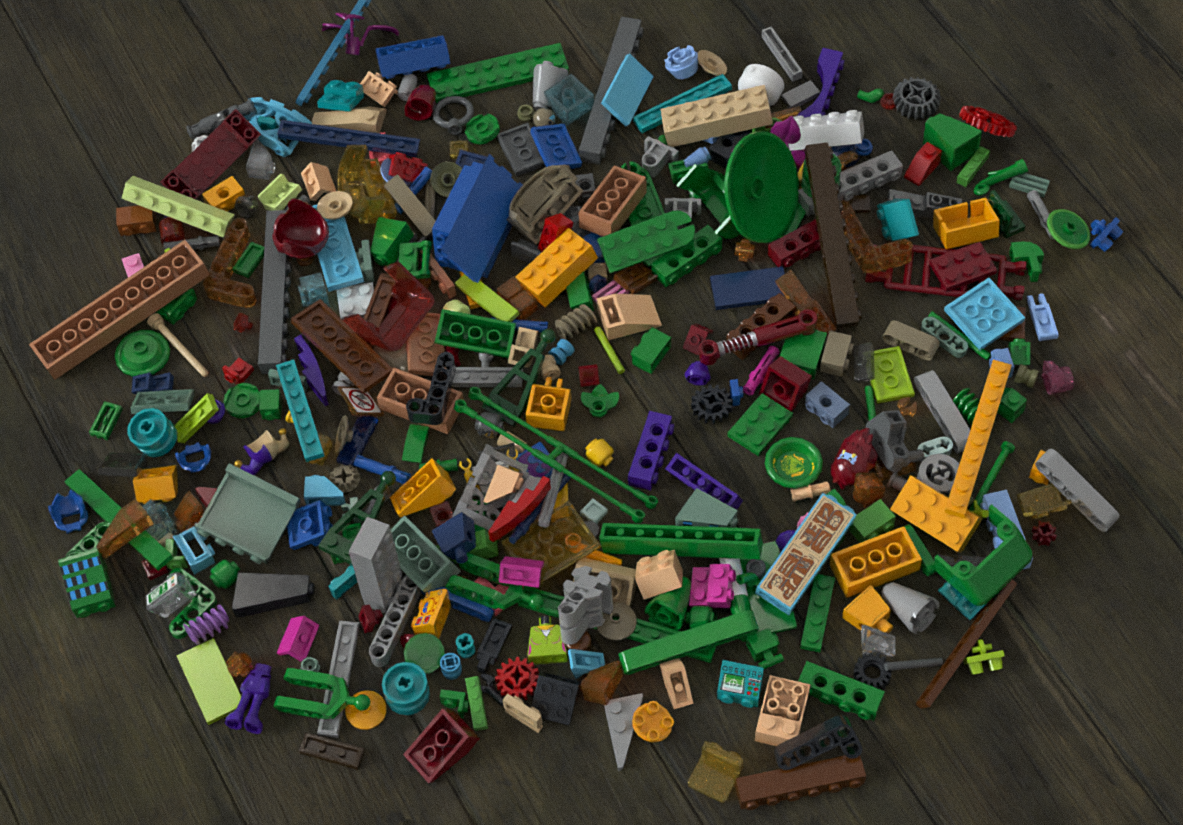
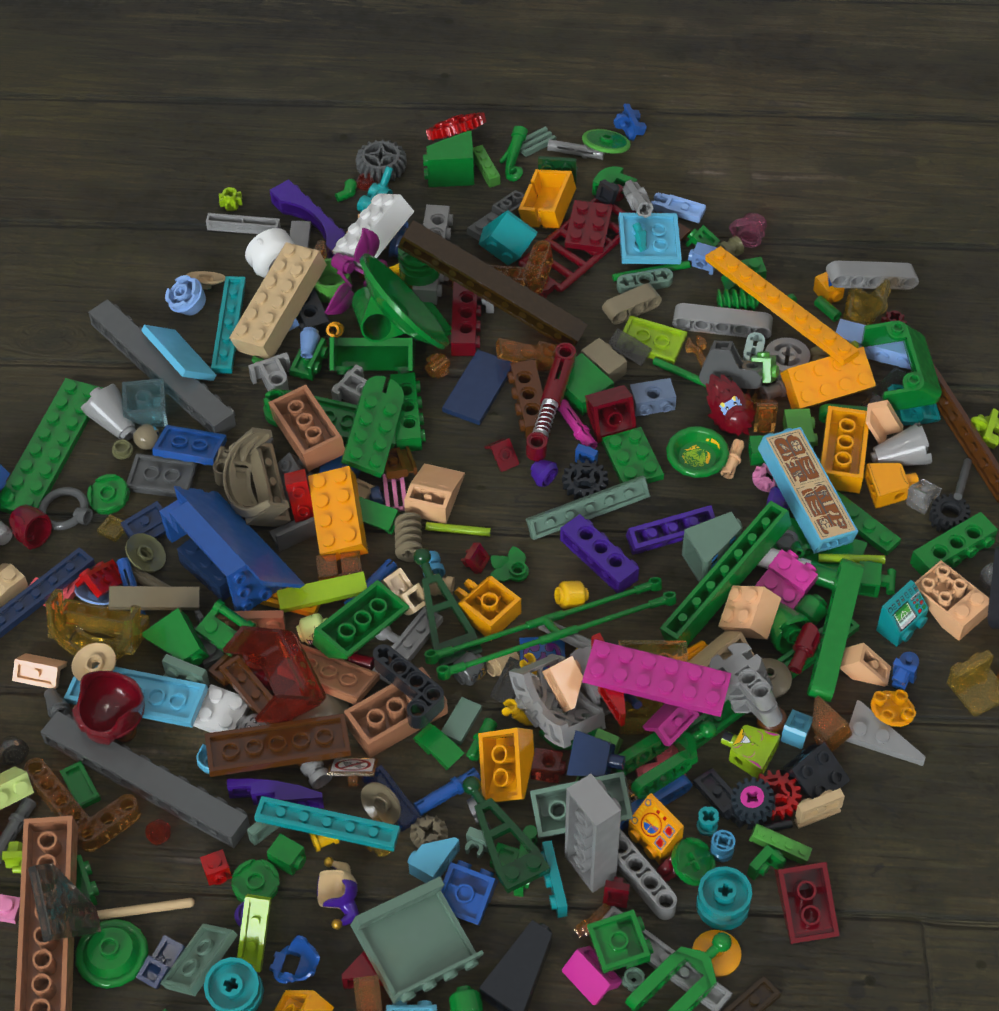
camera: 60 degrees left, 5 degrees down
(134, 298) = (61, 906): none -> clear smoke plate
(278, 193) = (25, 712): yellowish green bracket -> none
(312, 289) = (185, 738): clear light blue brick -> none
(325, 639) = (620, 941): none -> green plate
(331, 614) = (581, 927): none -> clear orange bar
(446, 446) = (461, 720): none -> sand green tile
(499, 668) = (749, 808): none -> black wheel
(534, 536) = (657, 678): none -> dark pink plate
(594, 511) = (629, 632): light aqua tile -> none
(651, 350) = (488, 494): green brick -> none
(656, 629) = (804, 647): none -> dark red arm
(685, 711) = (905, 670): none -> blue hips
(689, 420) = (588, 506): none -> sand green tile
(718, 165) = (330, 329): none -> light orange pin
(771, 622) = (836, 558): none -> lime bar
(798, 31) = (230, 199): none -> lime gear
(881, 117) = (380, 188): none -> teal beam
(912, 463) = (770, 369): none -> bright green bracket
(920, 574) = (882, 420): none -> light nougat panel
(923, 163) = (455, 194): red slope -> none
(974, 305) = (640, 236): none -> teal bar
(1006, 259) = (607, 192): none -> black tile
(1013, 281) = (638, 198): none -> light grey piece
(1022, 478) = (827, 308): none -> green axle

